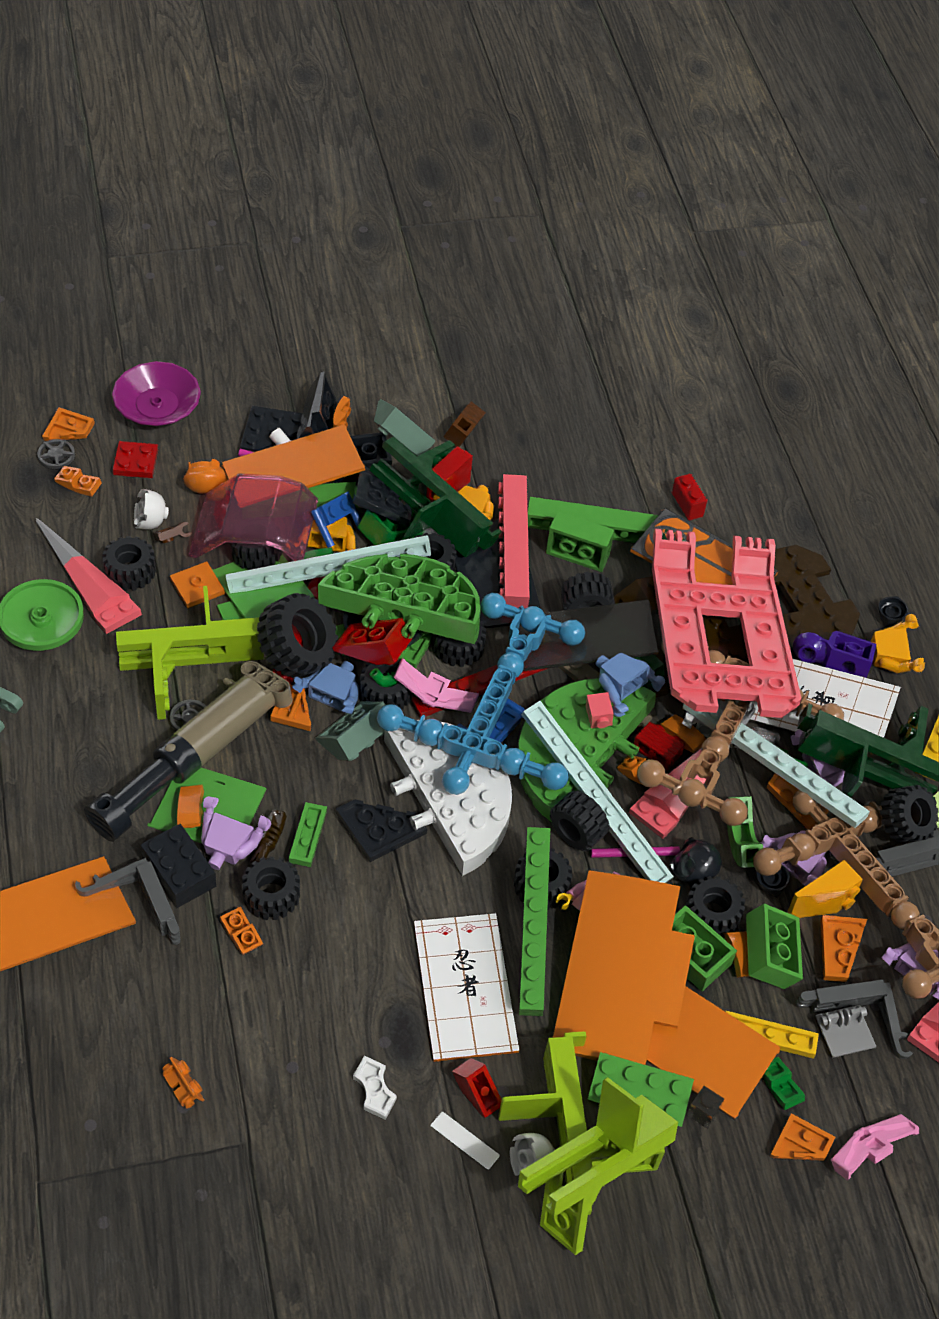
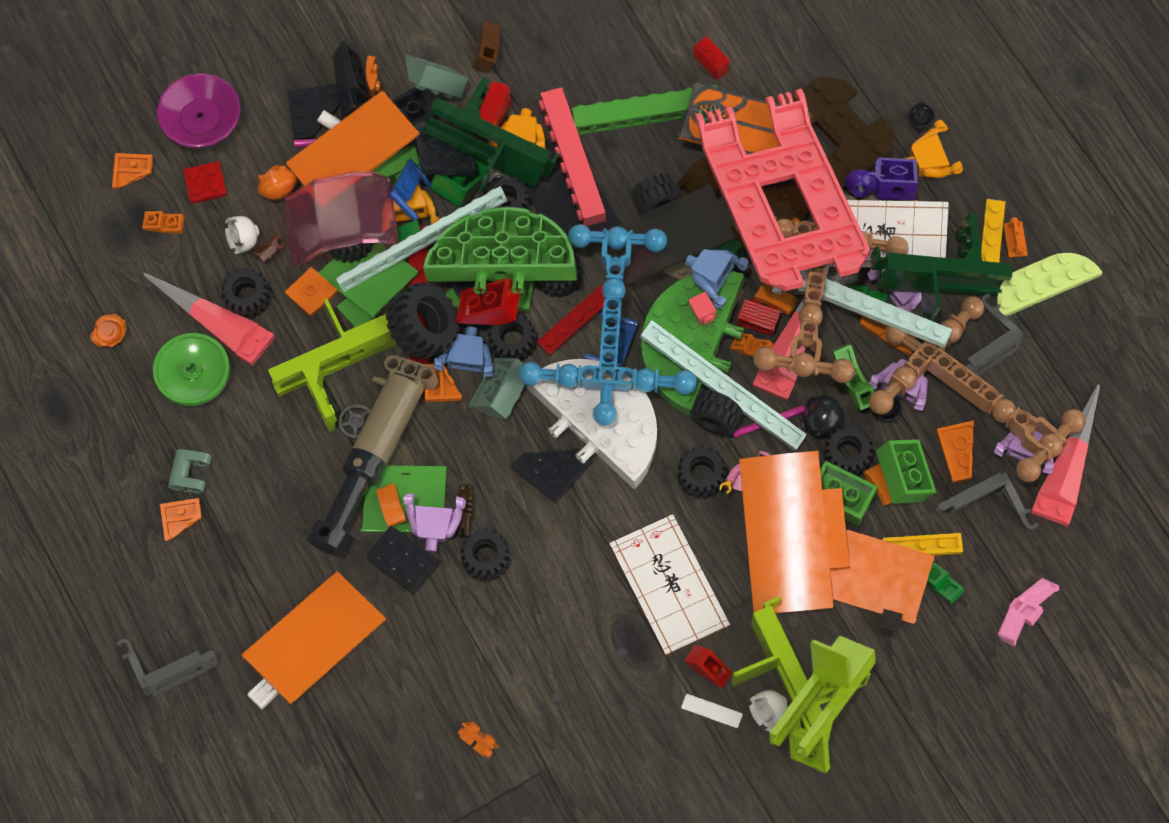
camera: 10 degrees left, 15 degrees up
(56, 453) = (131, 200): flat silver wheel -> none
(152, 889) = (389, 588): dark grey hinge -> none
(241, 931) = (473, 598): orange slope -> none
(308, 834) = (496, 496): bright green plate -> none
(378, 1097) = (633, 699): white tile -> none
(384, 681) = (510, 337): green arm -> none
(434, 689) = (555, 330): bright pink plate -> none
(534, 922) = (709, 515): bright green brick -> none
(579, 541) = (630, 139): bright green brick -> none
(661, 1087) = (830, 622): bright green plate -> none
(802, 1141) = (971, 625): orange wing -> none
(827, 893) = (937, 409): light orange slope -> none
(846, 1030) = (981, 522): light grey hinge -> none
(909, 813) = (985, 317): black tyre -> none

